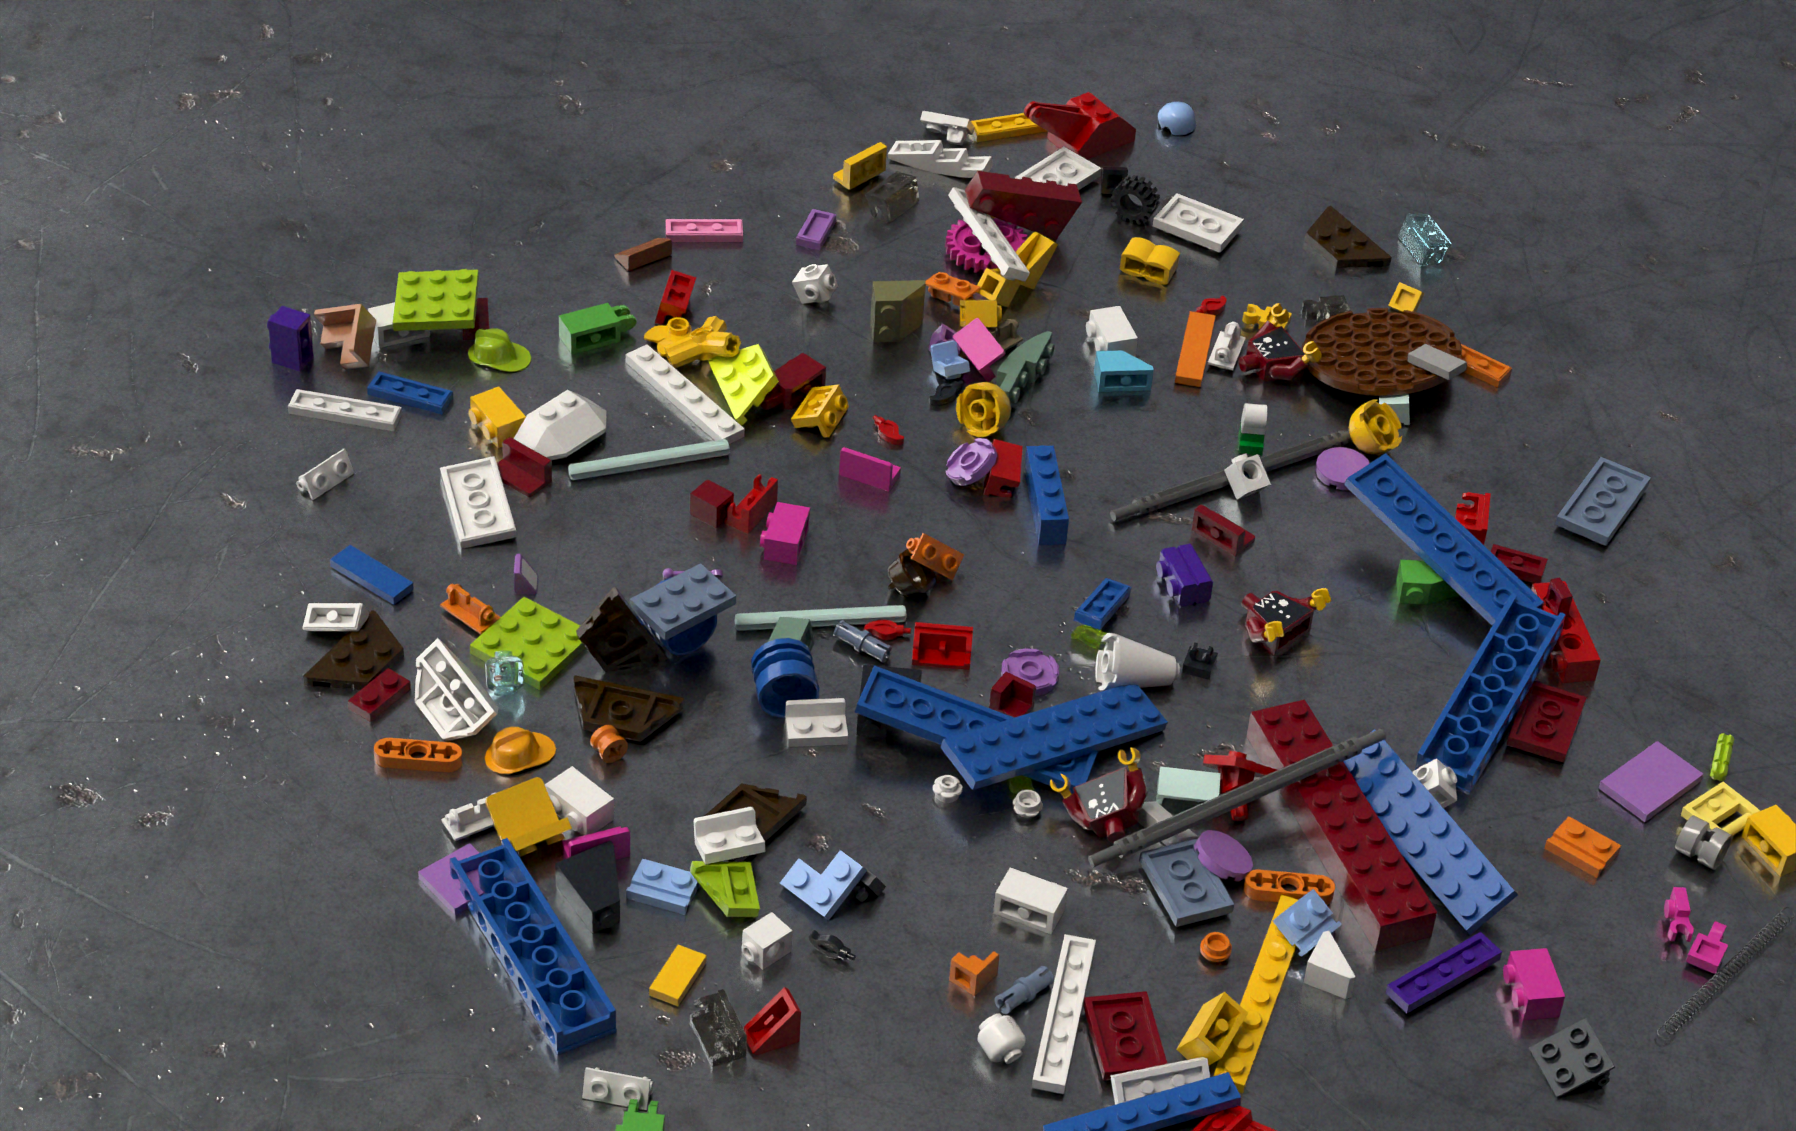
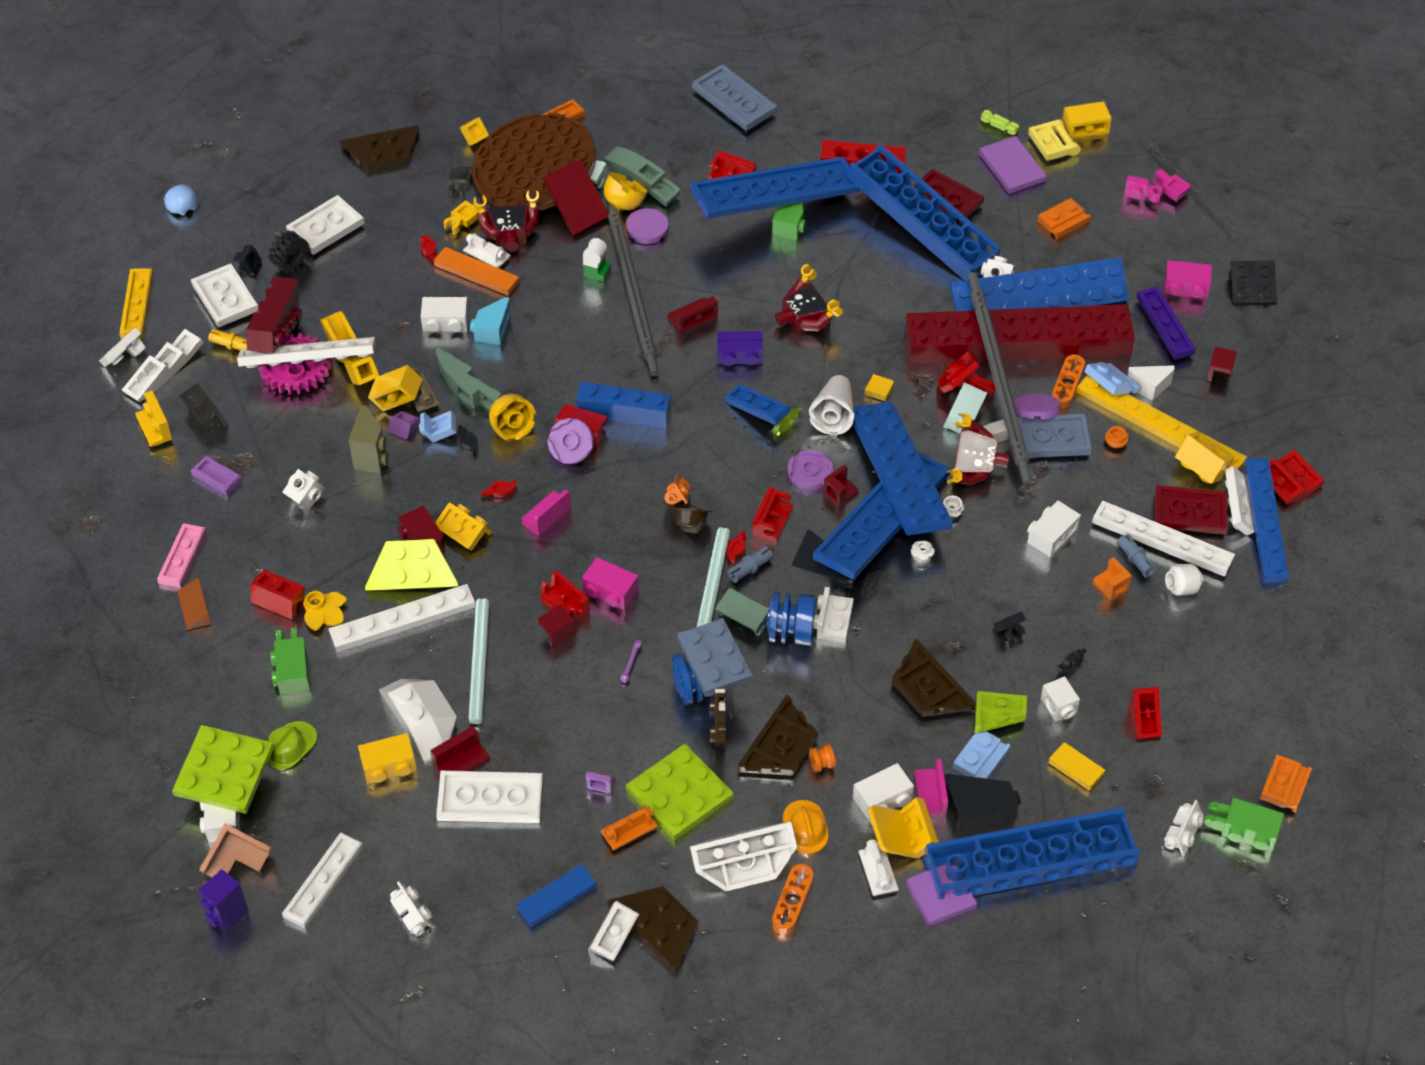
camera: 70 degrees left, 10 degrees up
(379, 695) = (711, 916): dark red plate -> none
(410, 392) = (318, 823): blue tile -> none
(504, 673) = (724, 814): clear light blue head -> none
(703, 344) = (353, 583): yellow piece -> none
(719, 1029) = (1140, 749): clear smoke hinge -> none
(728, 835) = (961, 696): white bracket -> none
(825, 890) = (1017, 650): light blue plate -> none
(943, 286) = (351, 396): orange hinge -> none
(979, 347) = (439, 398): panel -> none
(1082, 125) = (174, 258): red slope -> none
(1149, 260) = (362, 266): yellow brick -> none
(1189, 711) = (879, 387): none -> yellow tile
(1200, 662) = (829, 366): black tile -> none
(1240, 483) = (648, 279): white brick -> none
(1338, 388) = (576, 196): none -> dark red tile
(1396, 1031) = (1222, 360): none -> dark red panel
(1417, 438) = (644, 172): none -> sand green slope
(1424, 238) = (407, 99): clear light blue hinge -> none
(1437, 361) = (578, 129): light grey tile -> none
(1522, 564) = (788, 156): dark red plate -> none
(1558, 597) = (849, 145): dark red tile -> none
(1706, 843) = (1082, 155): light grey wheel -> none

